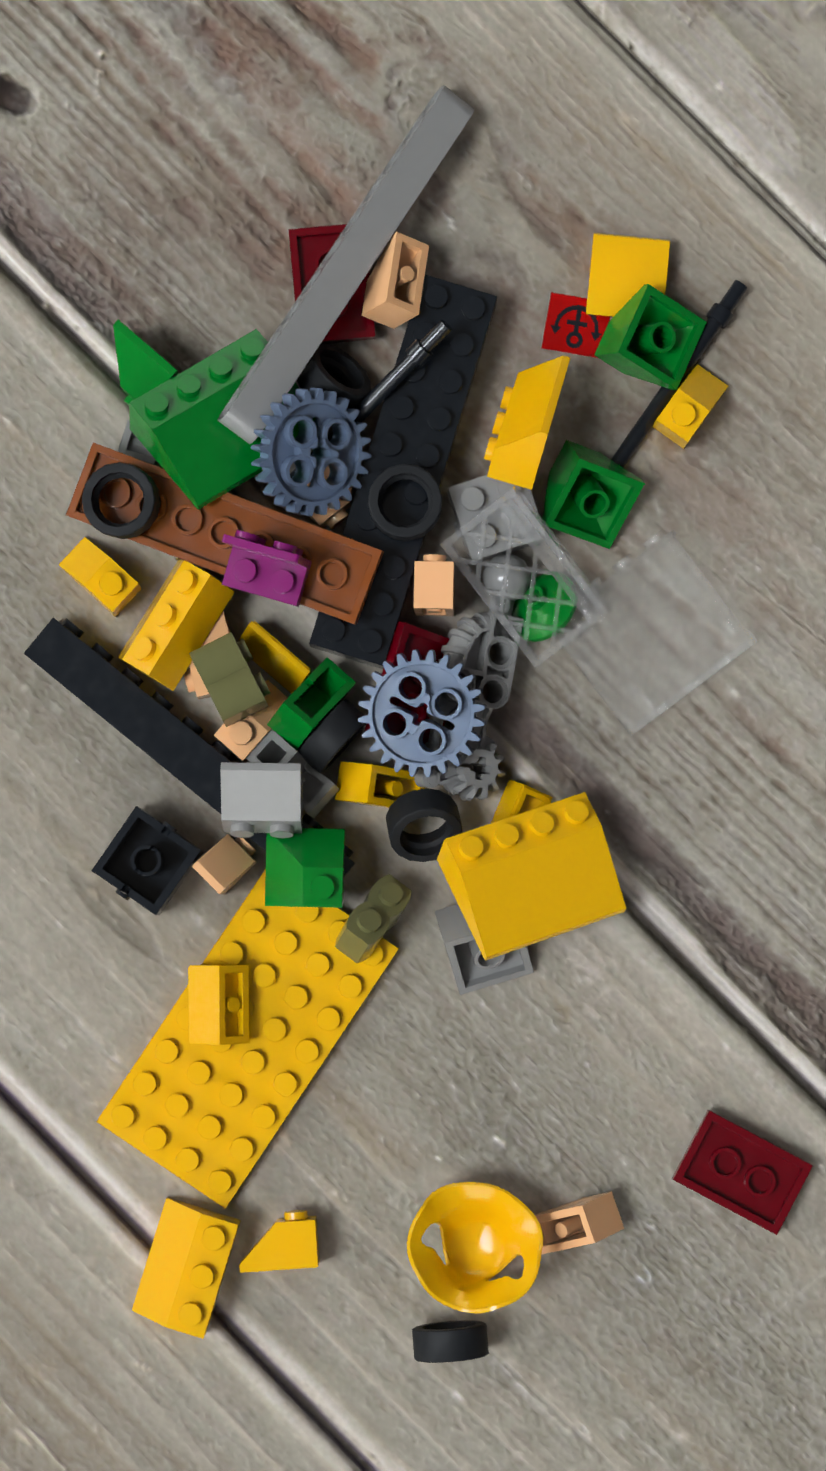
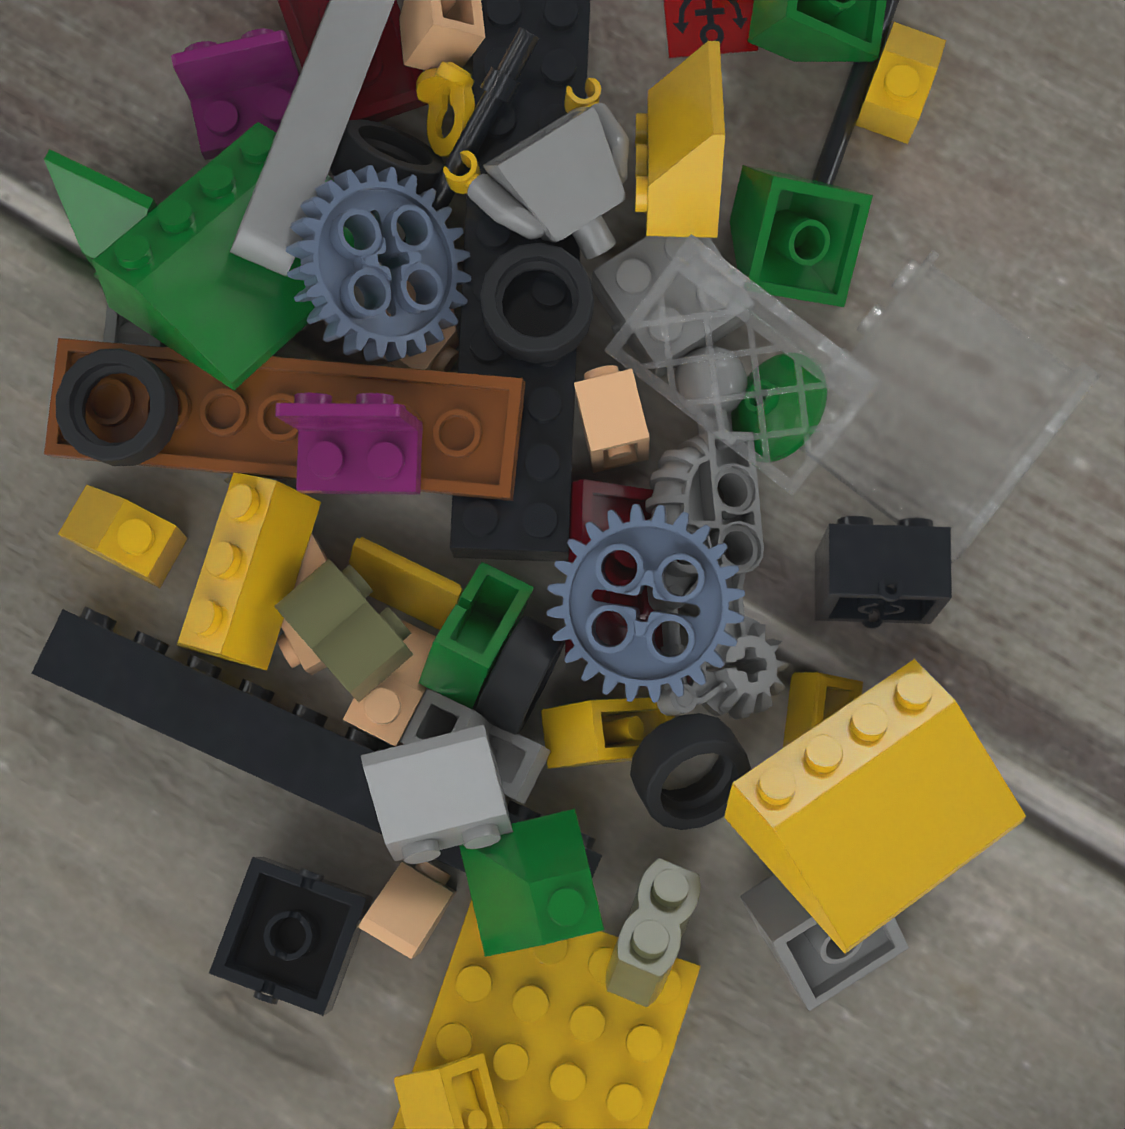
camera: 15 degrees left, 5 degrees down
(249, 303) = (237, 85): none -> magenta bracket
(381, 336) = (437, 89): none -> yellow piece
(439, 424) = (557, 177): none -> light grey torso
(580, 729) = (882, 569): none -> black brick

